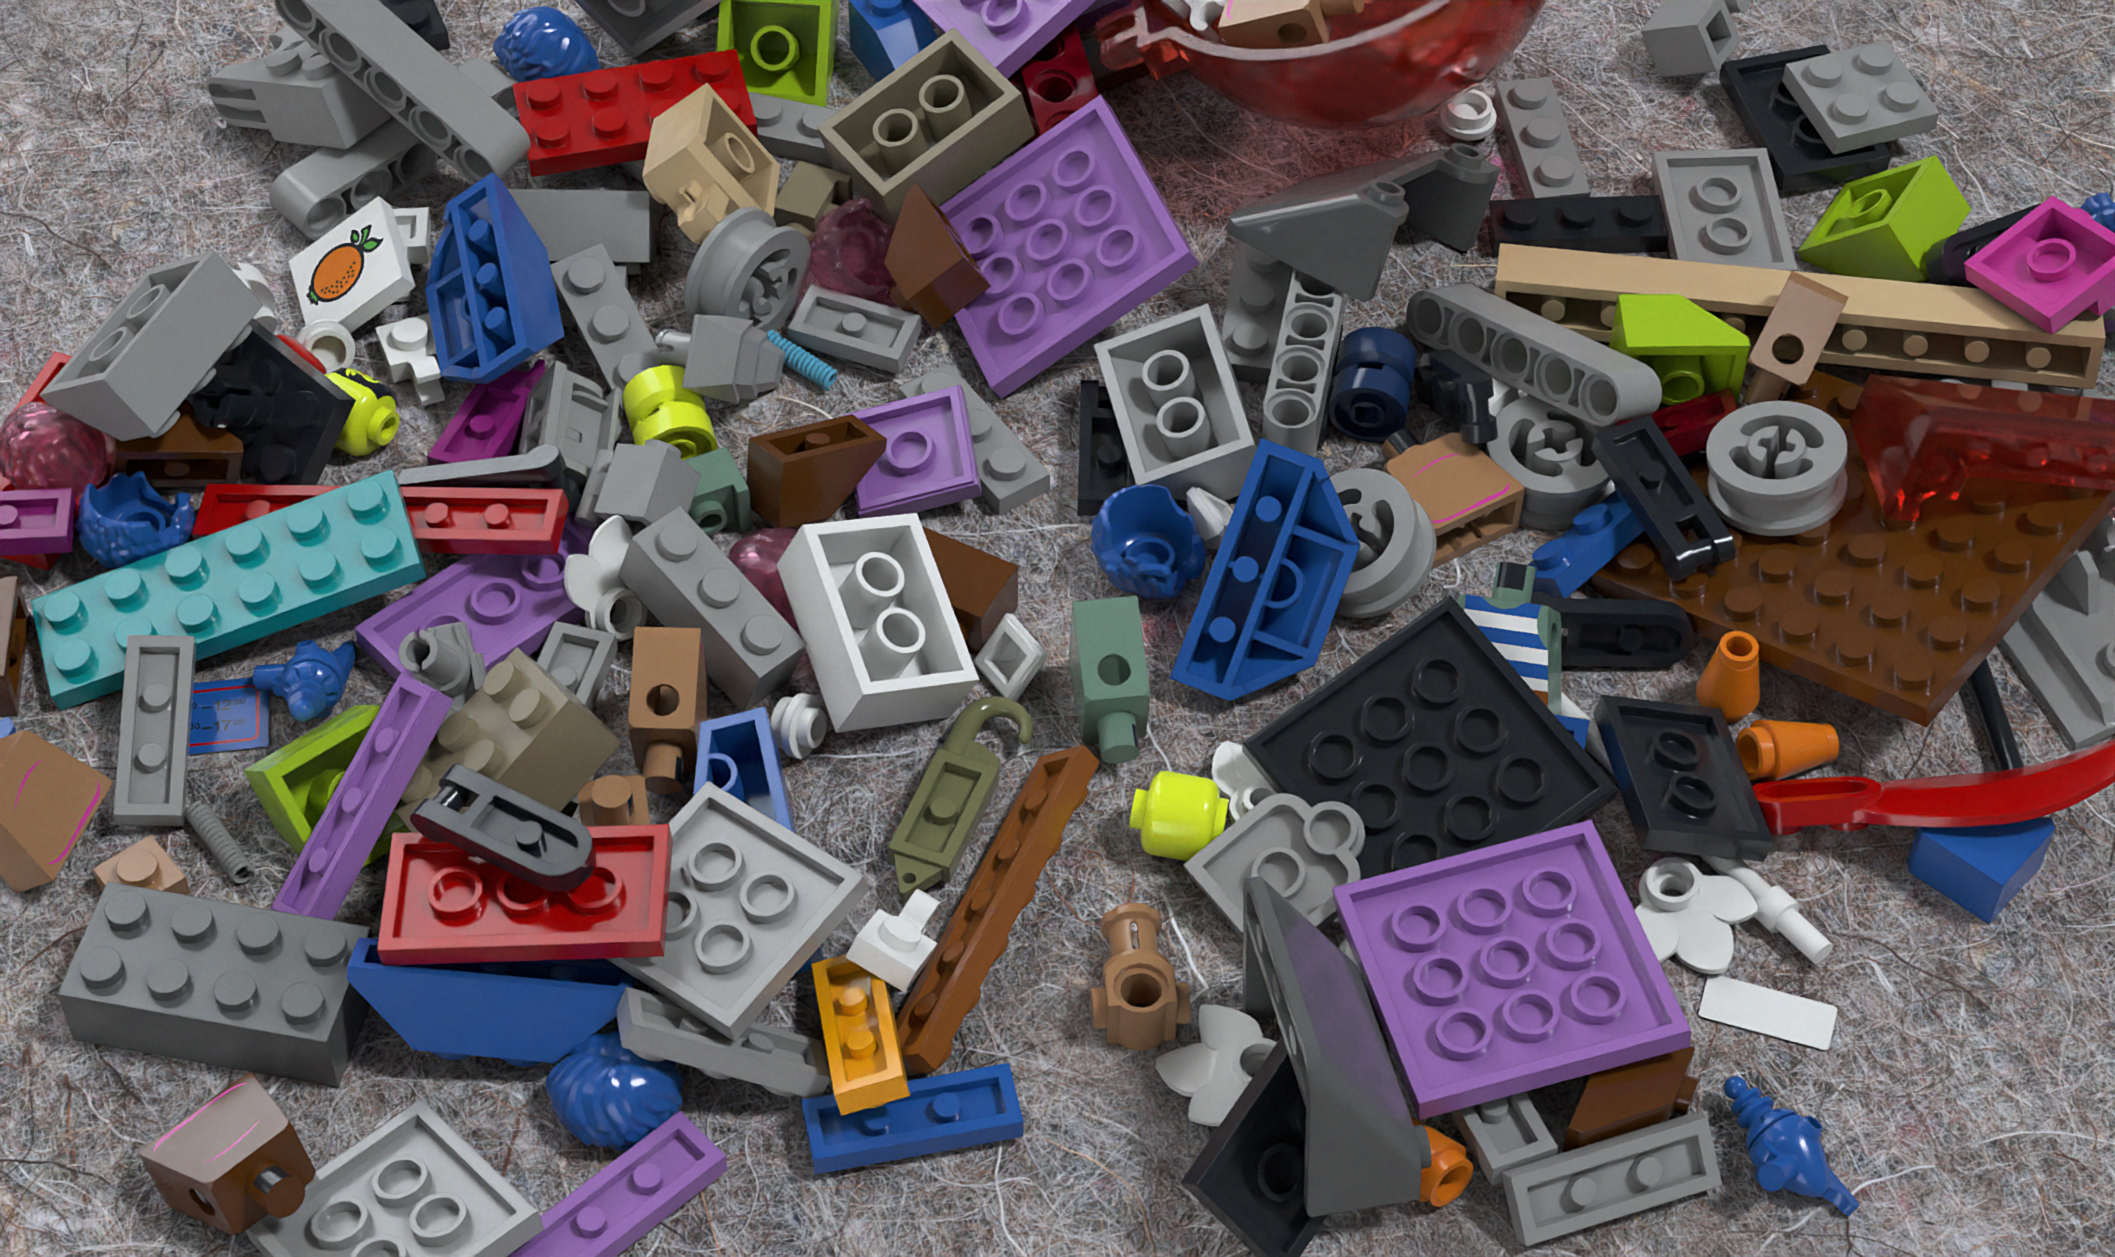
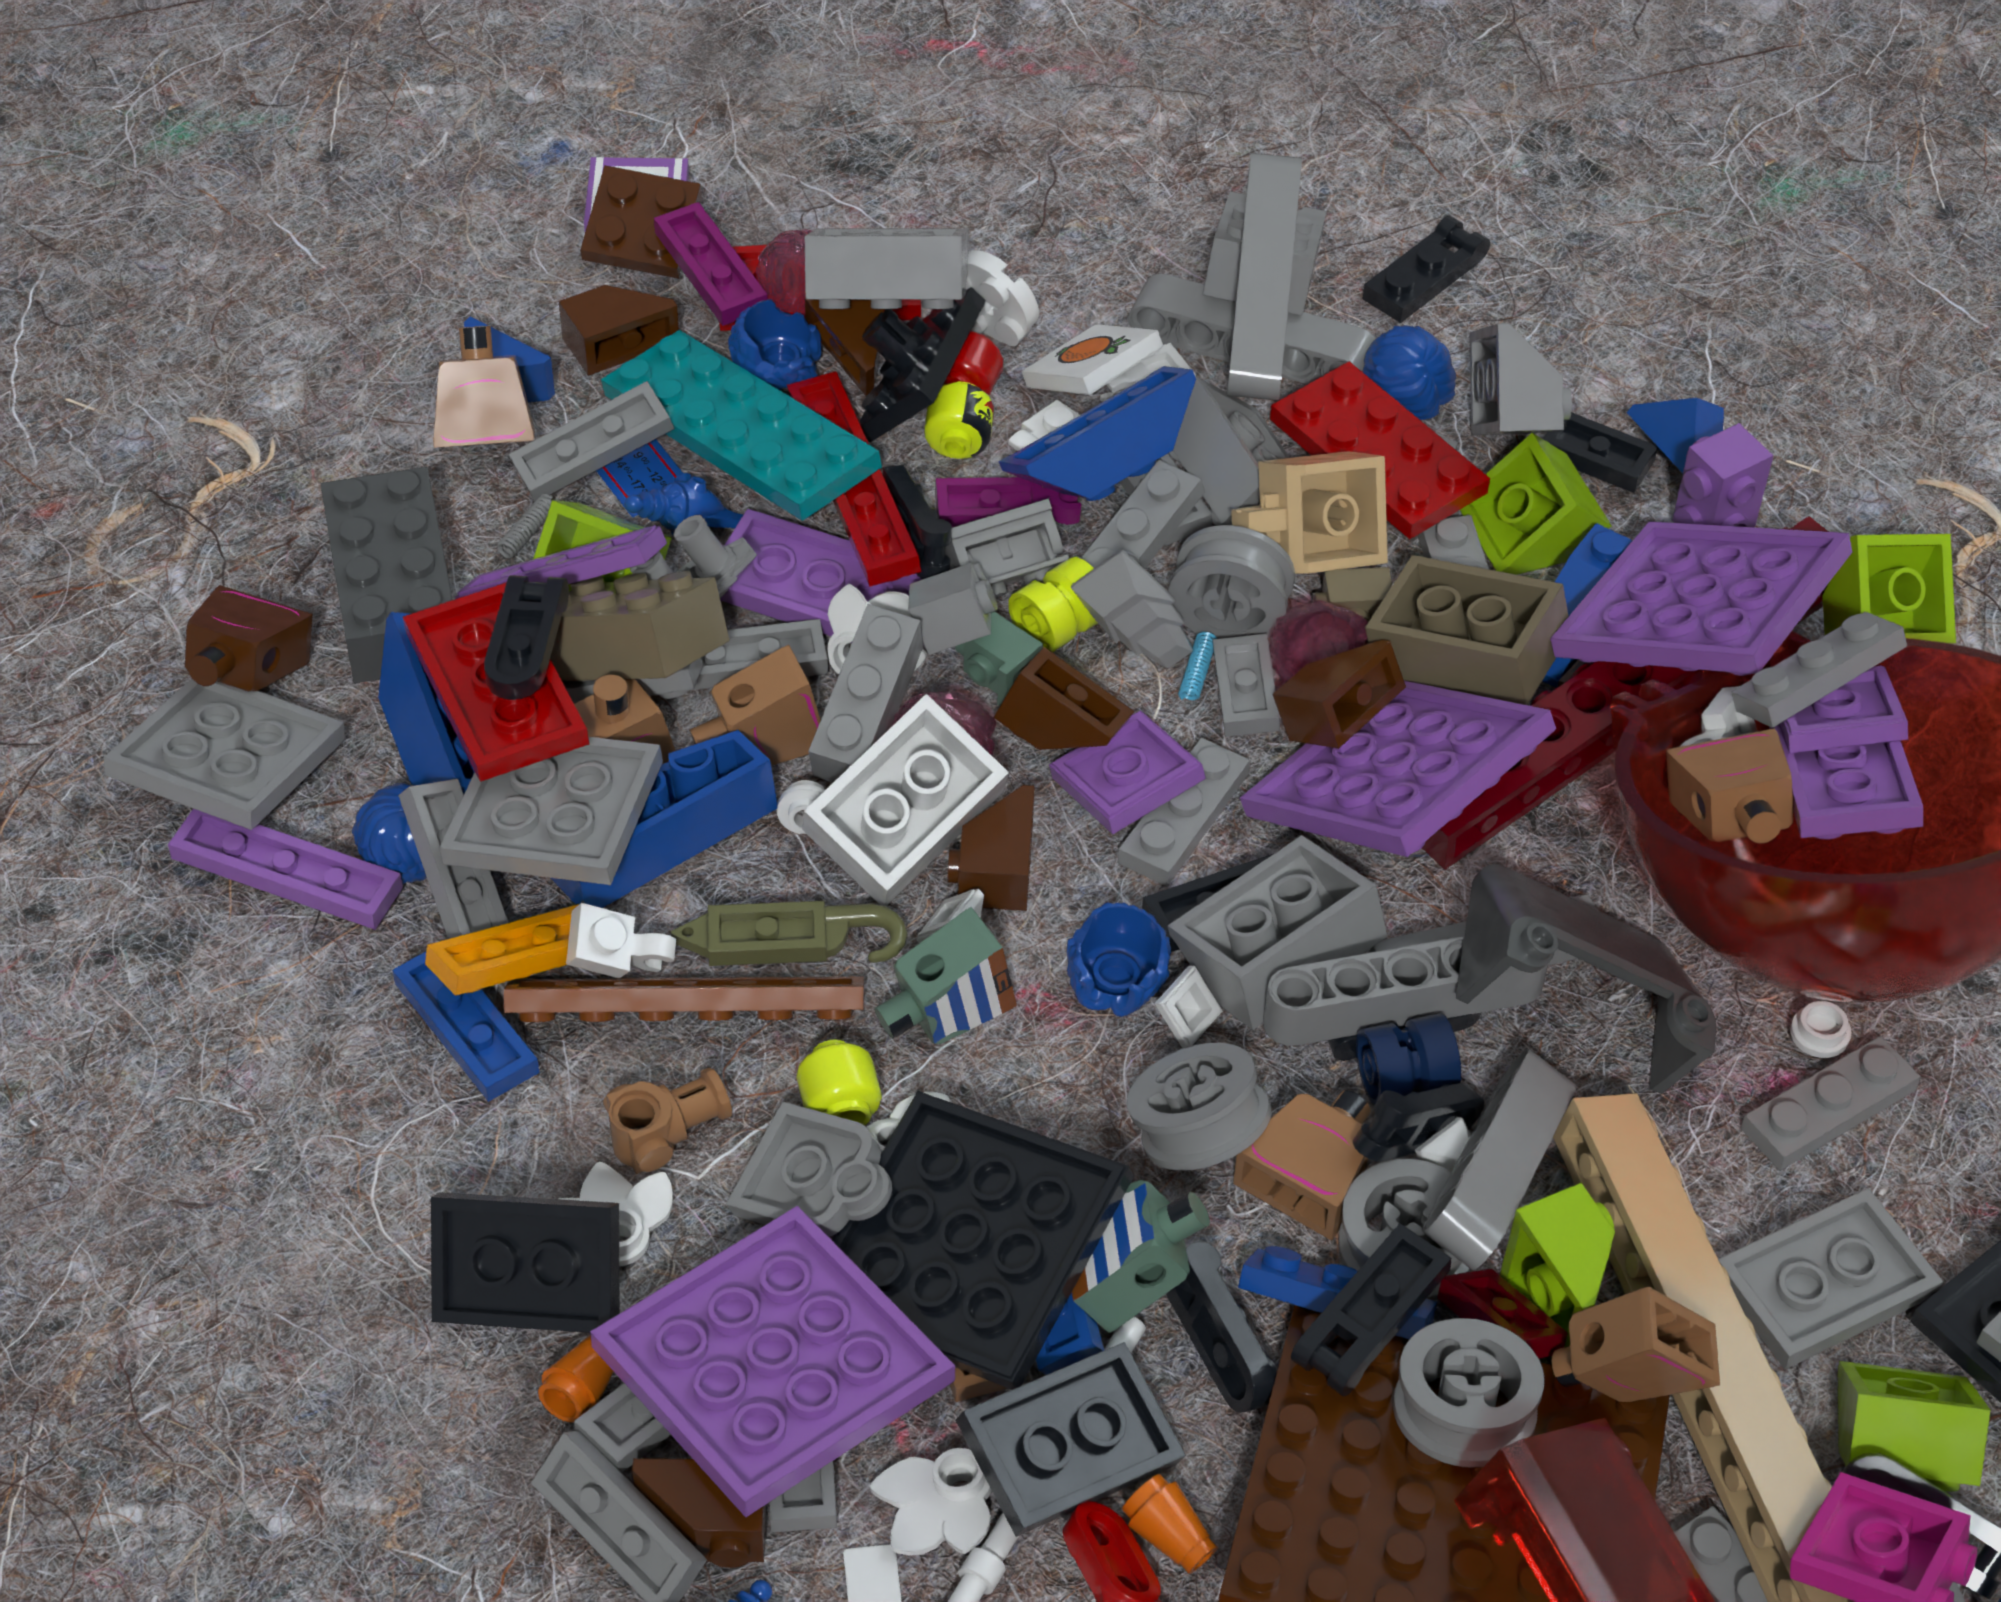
camera: 65 degrees right, 0 degrees up
(143, 866) = (472, 499): medium nougat plate -> none
(328, 343) = (1016, 380): white plate -> none
(1271, 579) = (1100, 1046): blue wedge -> none
(1357, 1121) = (598, 1231): dark grey windscreen -> none
(1579, 224) = (1737, 1159): black plate -> none
(1731, 677) = (1220, 1451): orange cone -> none

